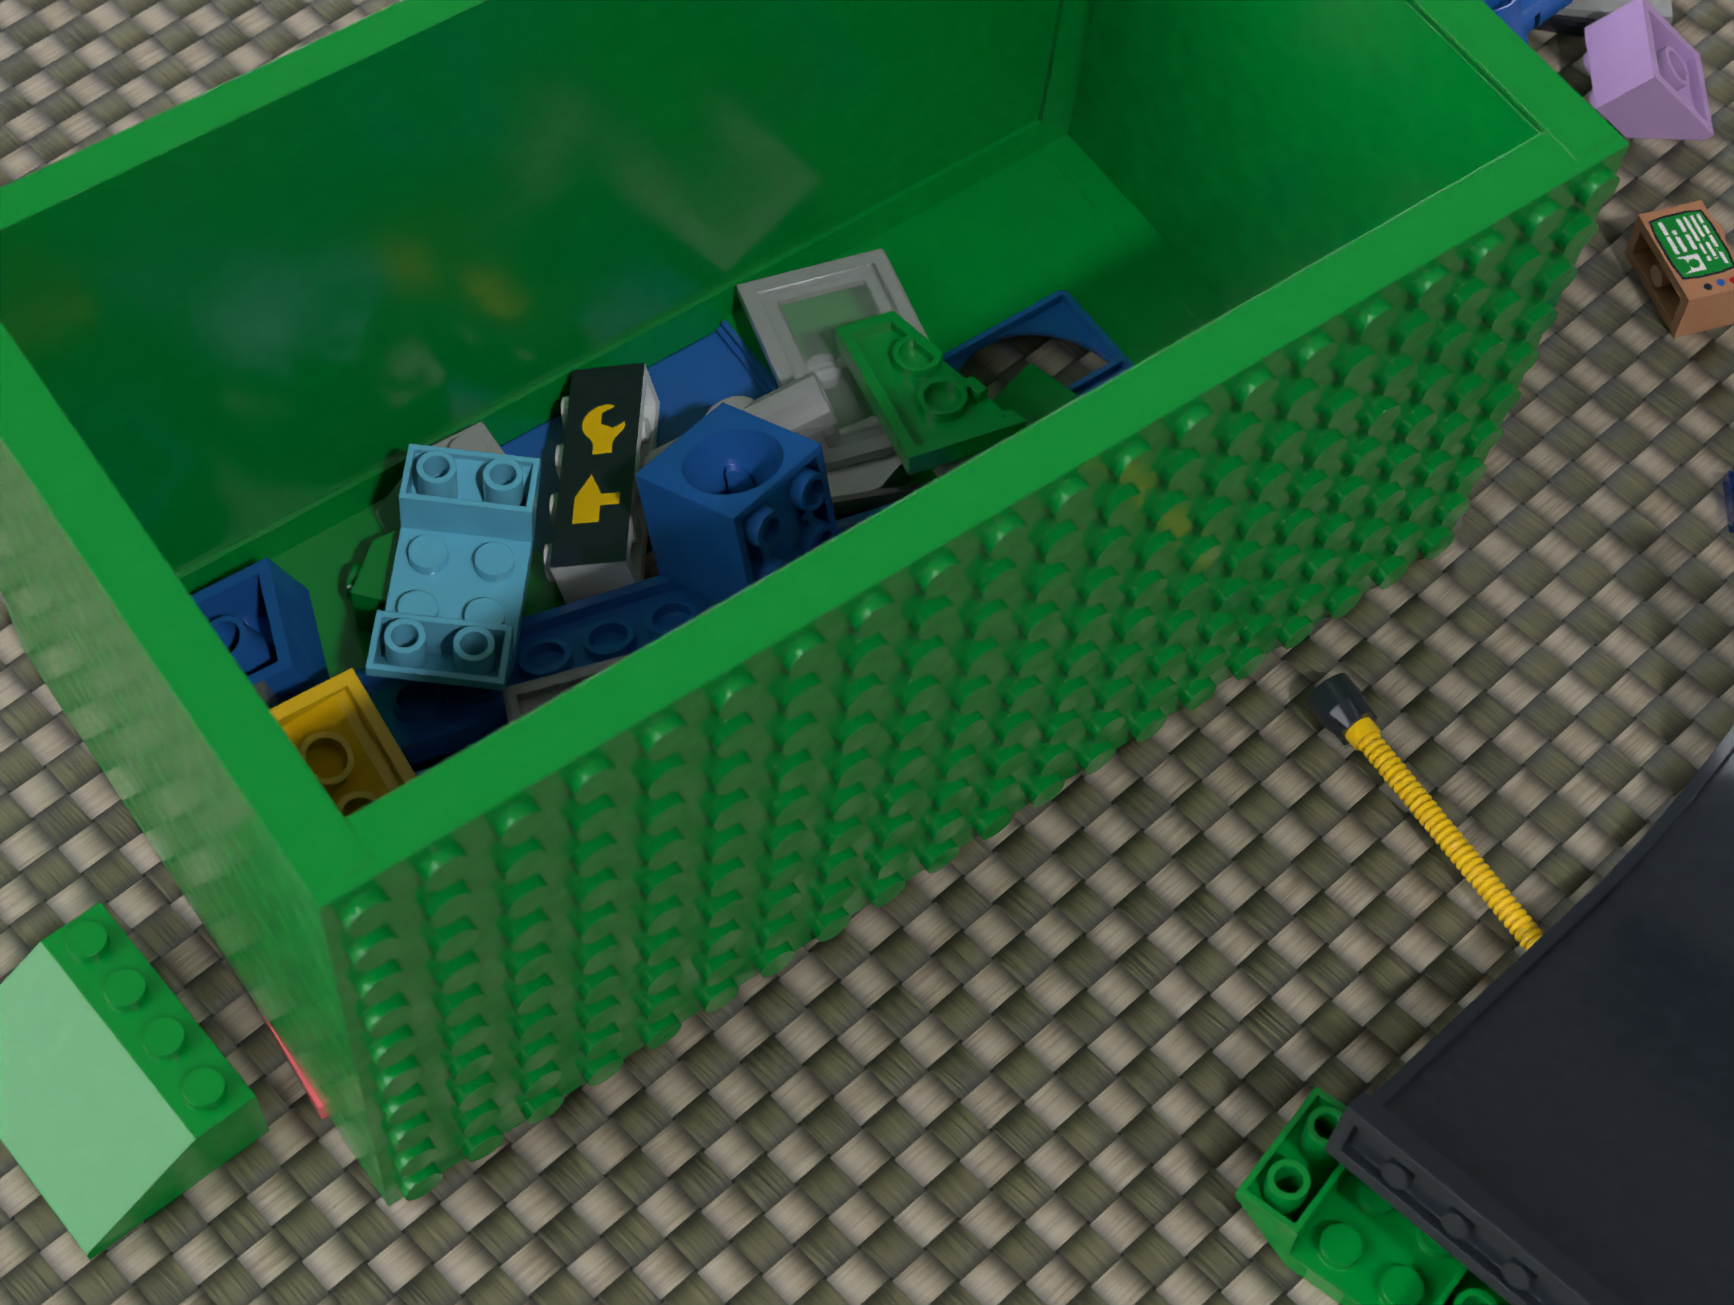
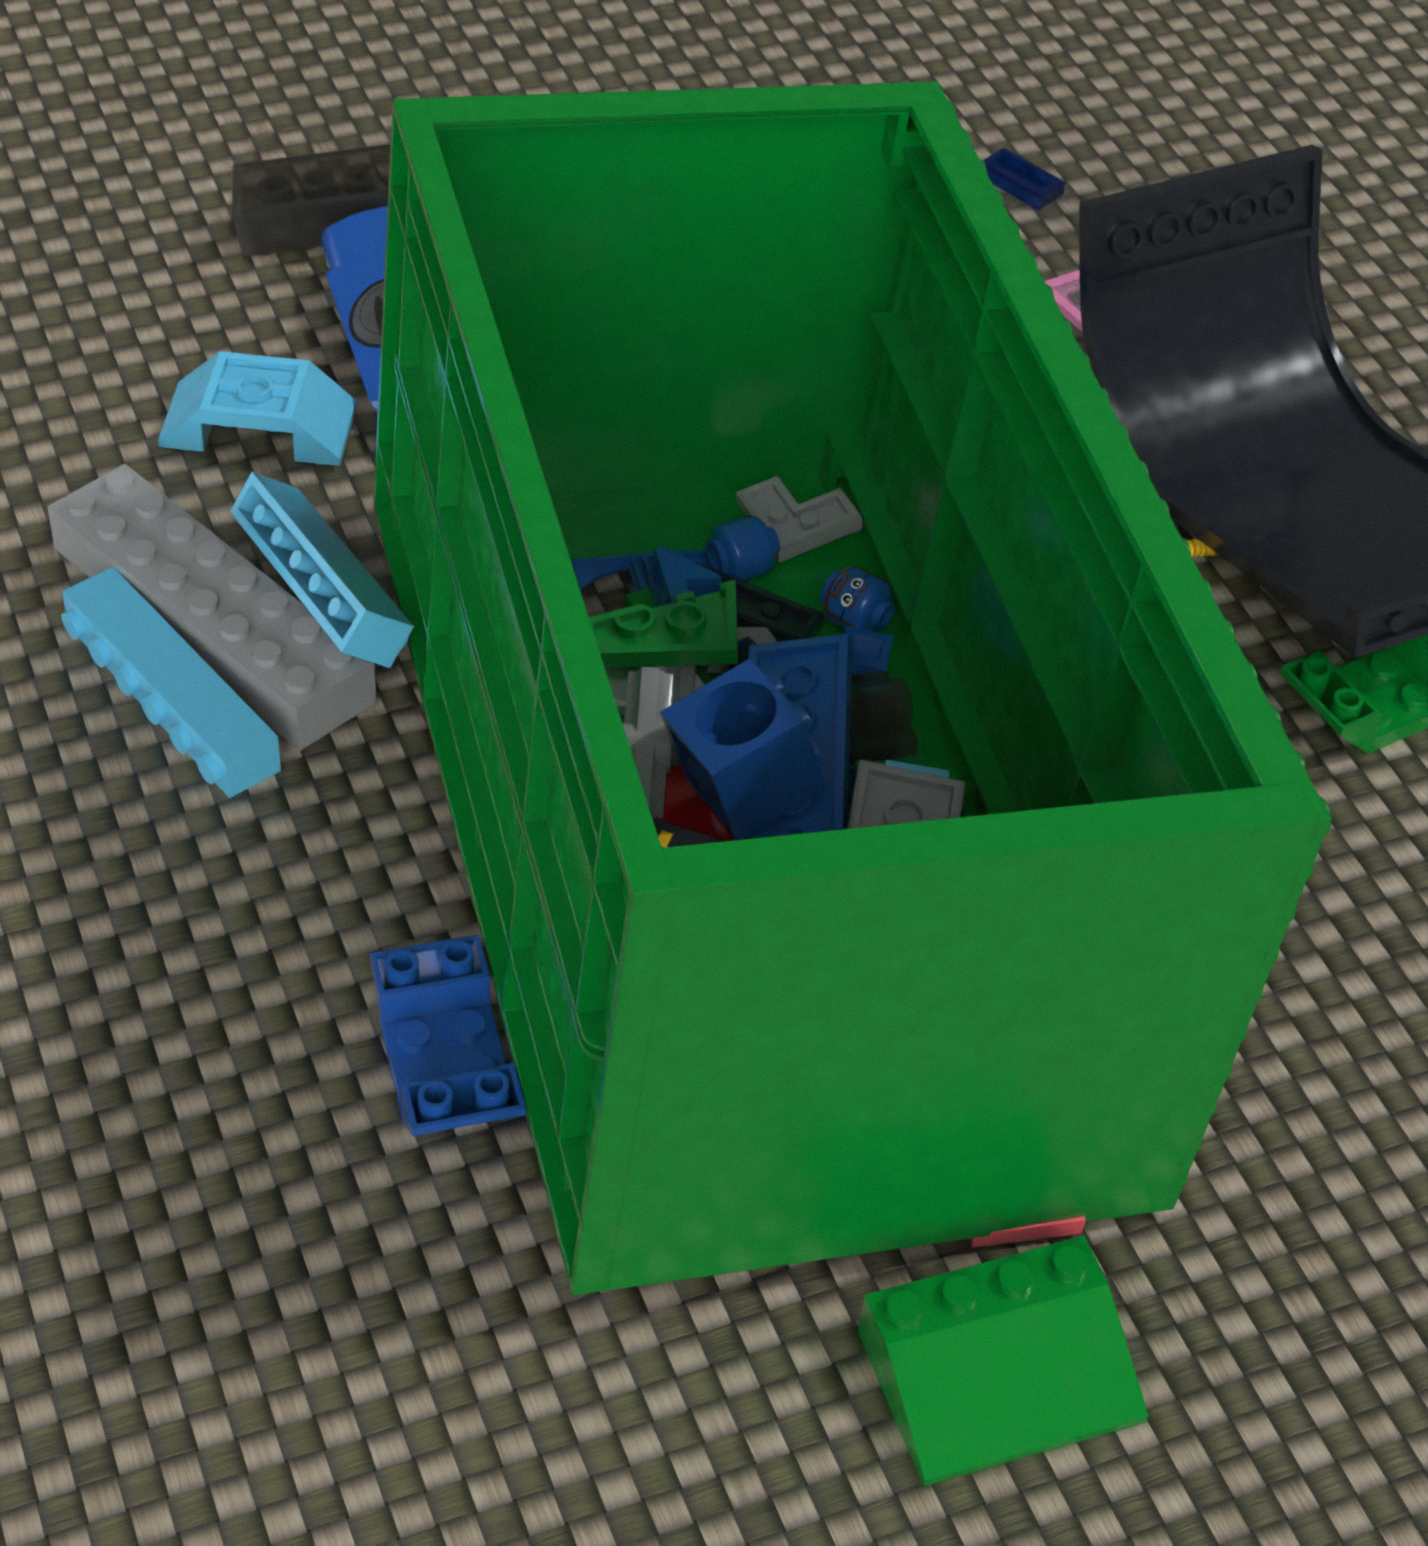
camera: 70 degrees left, 10 degrees down
(1040, 387) = (676, 574): none -> blue slope

